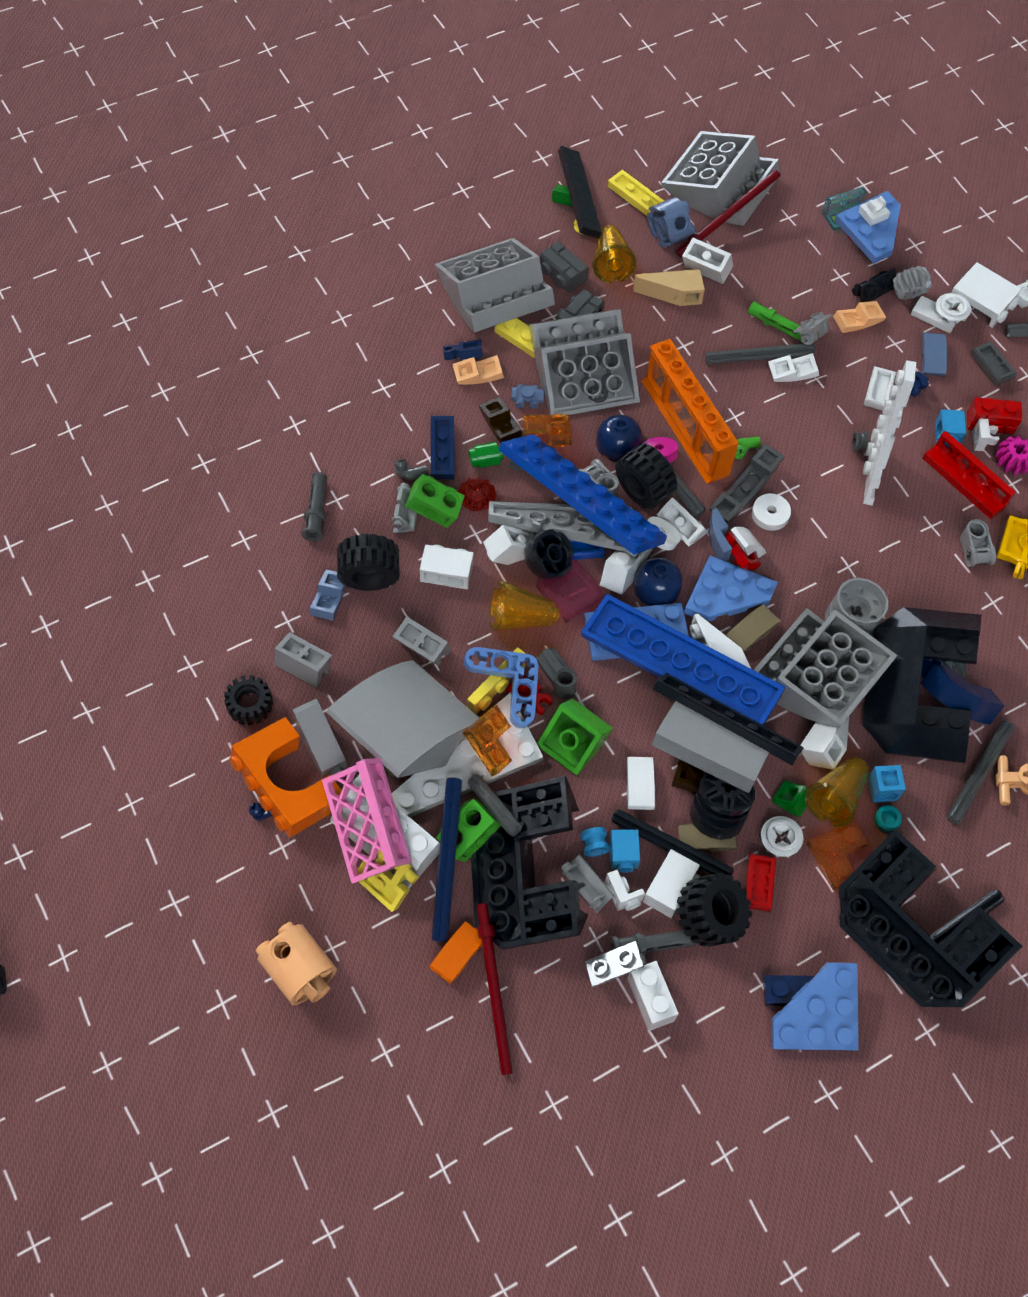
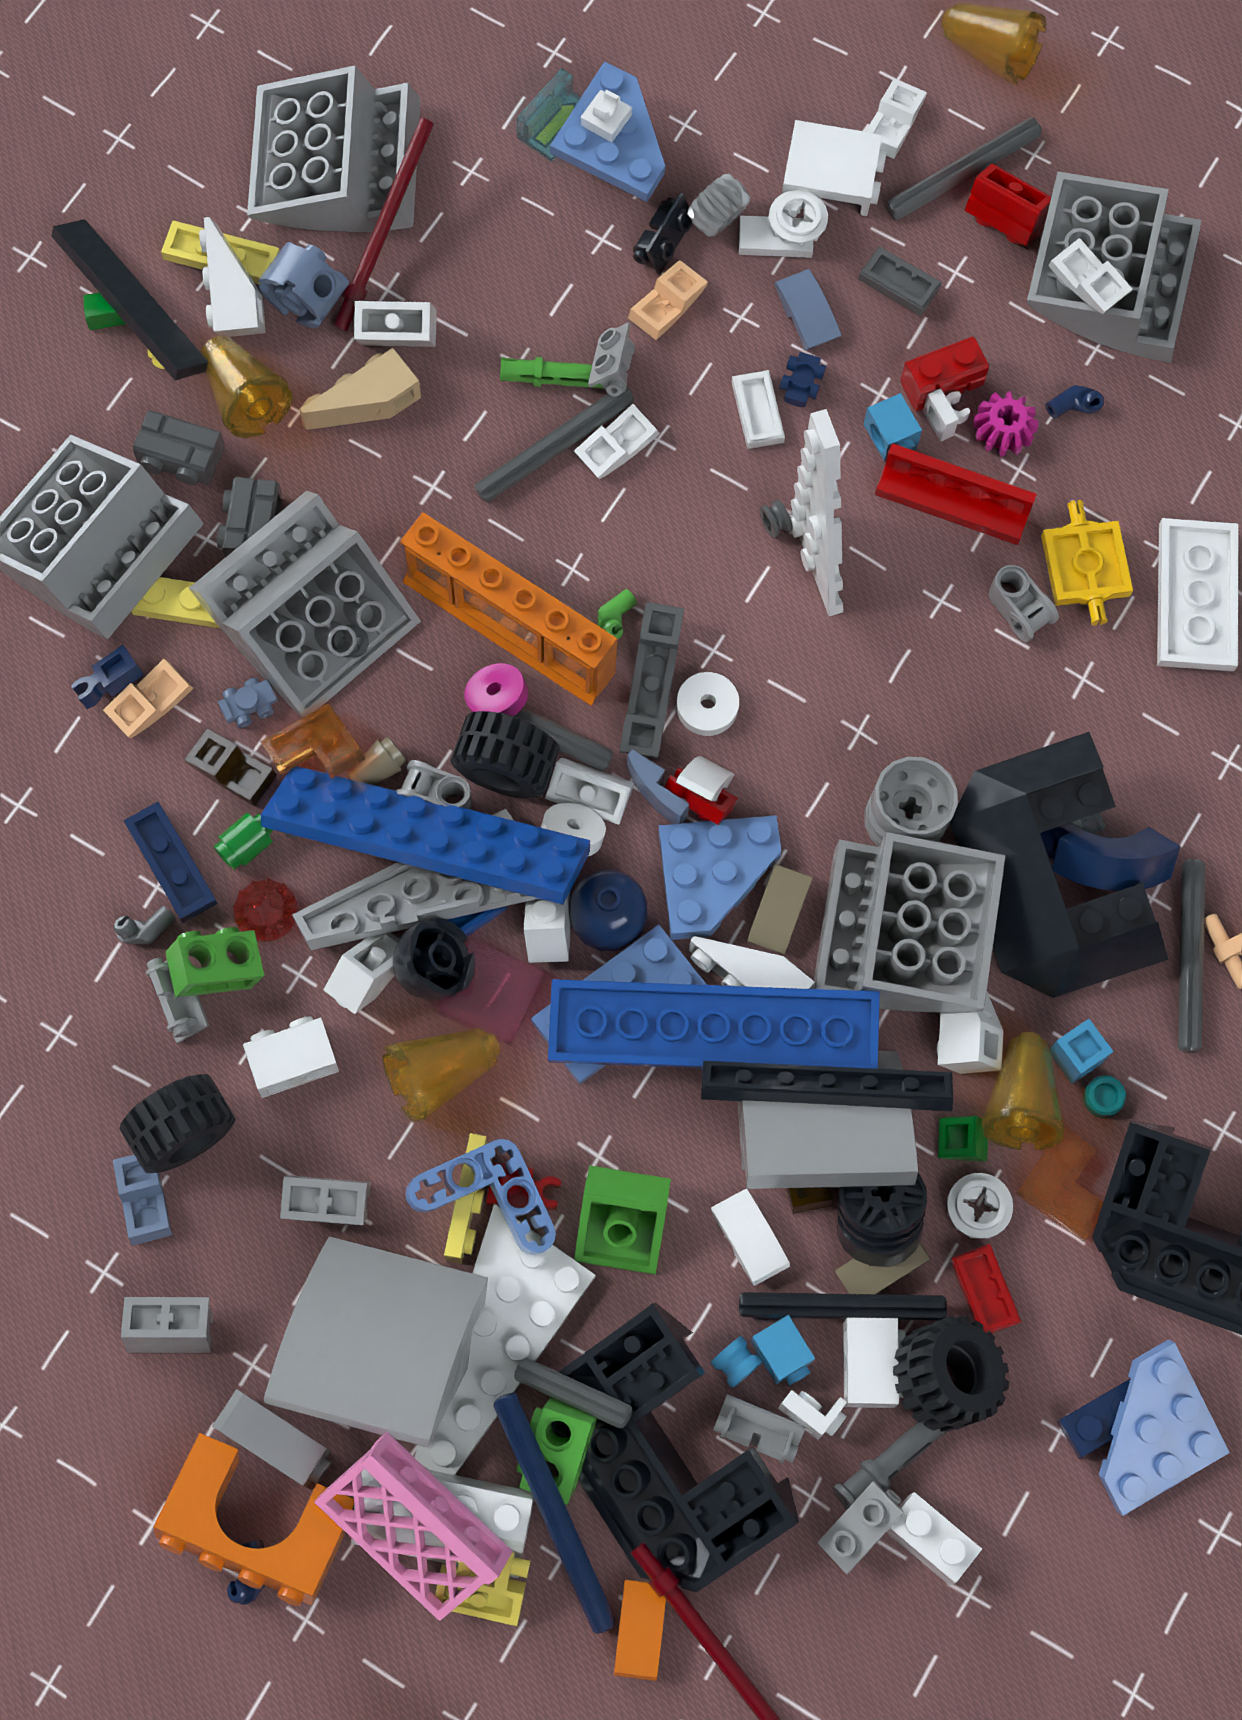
camera: 30 degrees left, 10 degrees up
(251, 713) = (102, 1420): black tyre -> none
(314, 514) = (43, 1081): dark grey pin -> none
(484, 740) = (507, 1308): clear orange plate -> none
(558, 672) = (542, 1133): dark grey piece -> none
(578, 453) = (380, 762): none -> dark tan cone
(618, 436) = (425, 702): dark blue cylinder -> none
(632, 213) = (235, 299): none -> white slope

